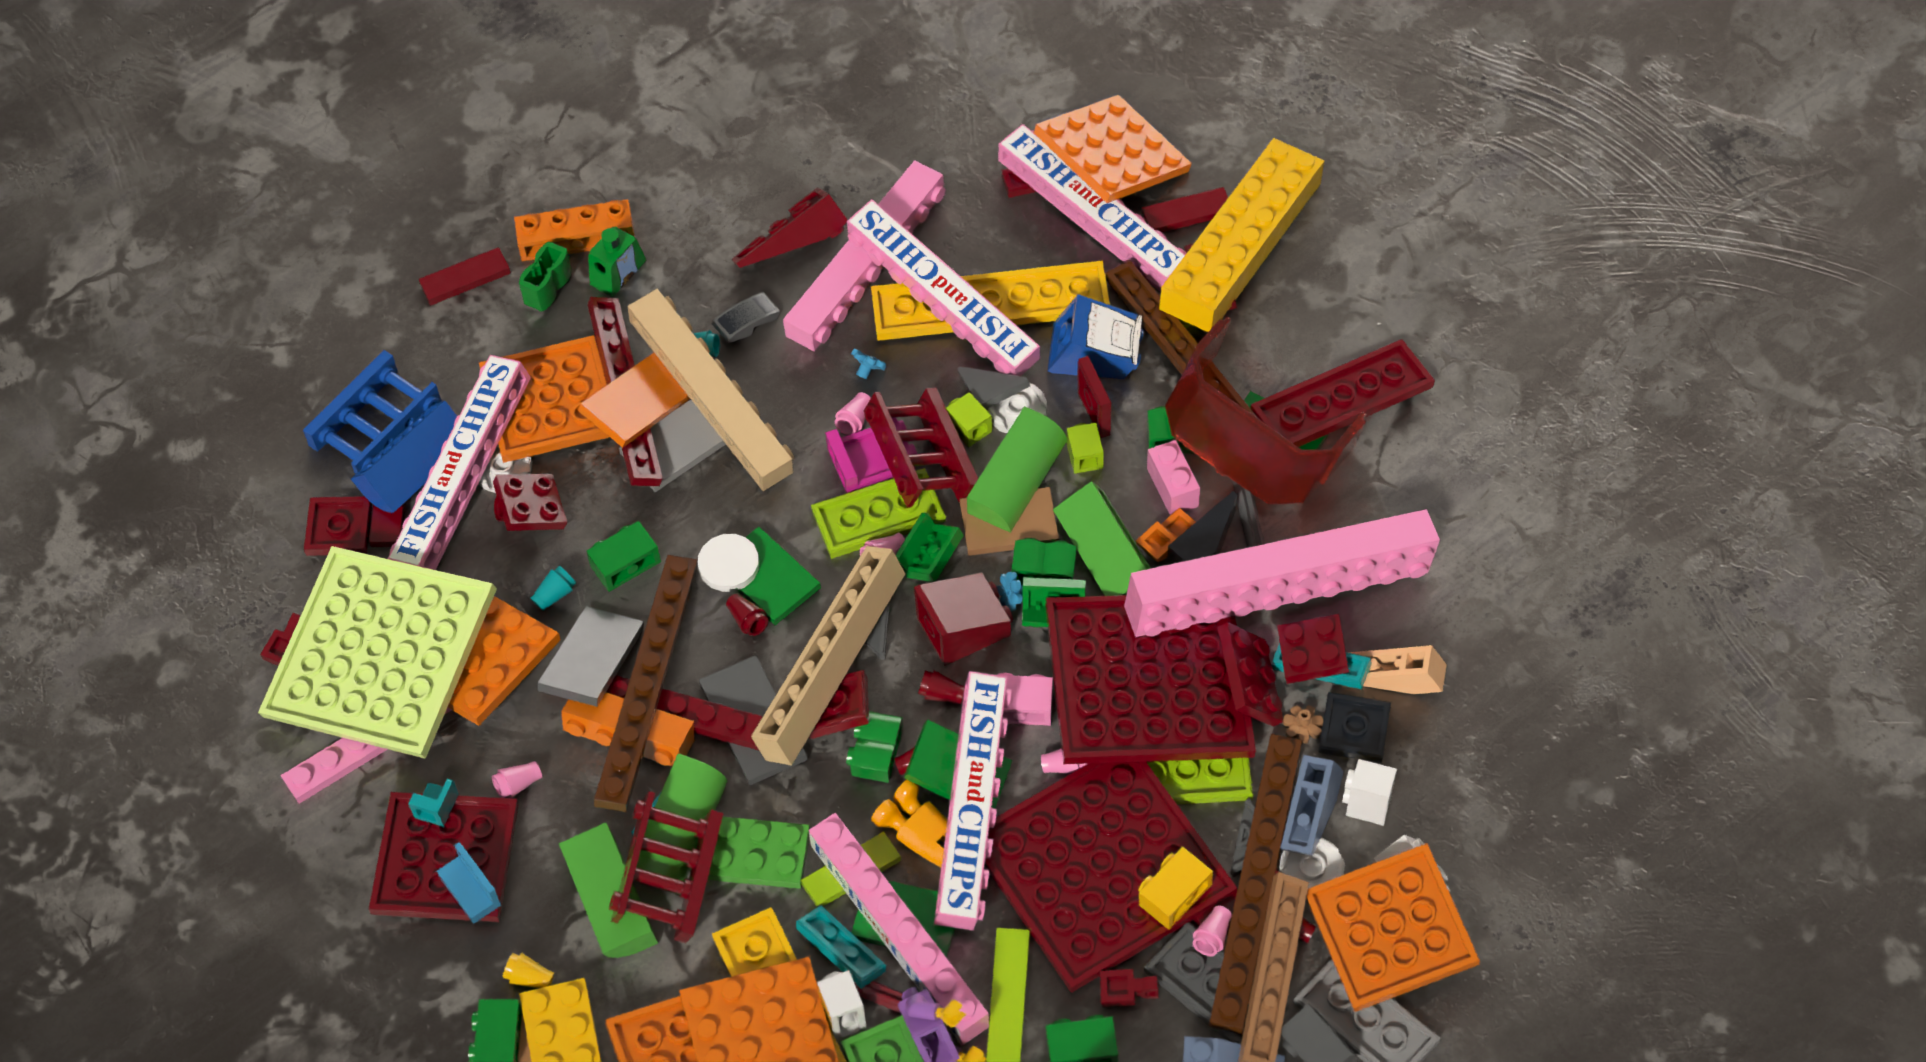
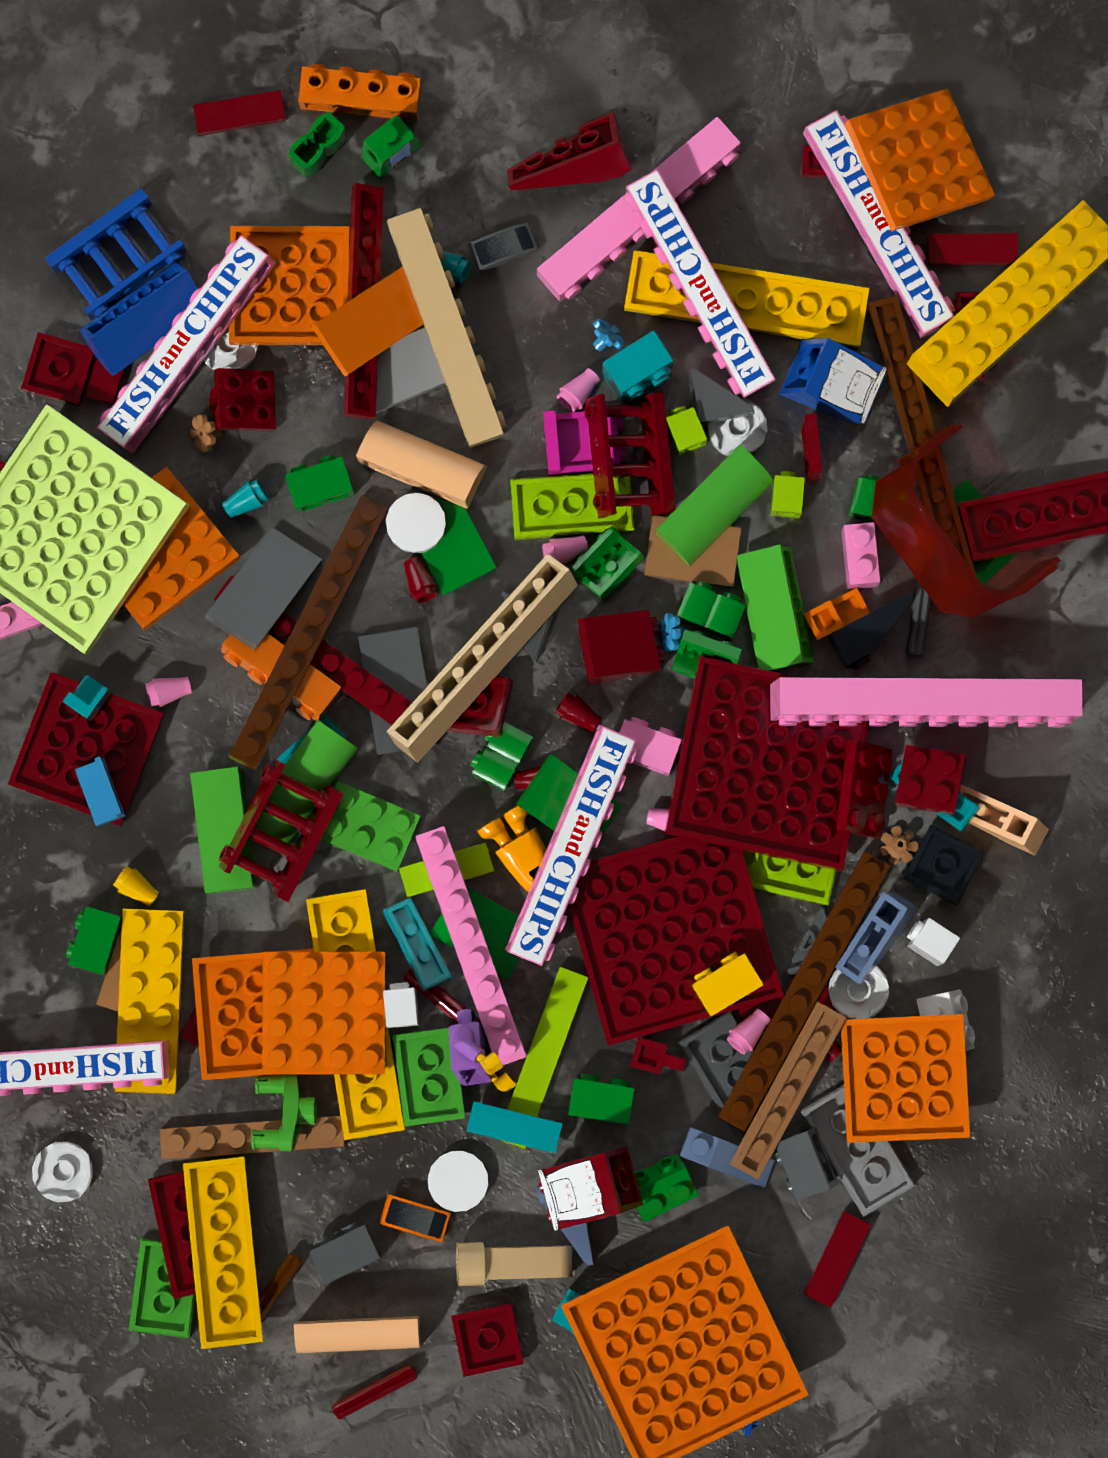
camera: 15 degrees right, 25 degrees up
(496, 541) = (204, 432): none -> medium nougat plant
(718, 512) = (421, 463): none -> light nougat brick
(905, 370) = (637, 368): none -> teal brick

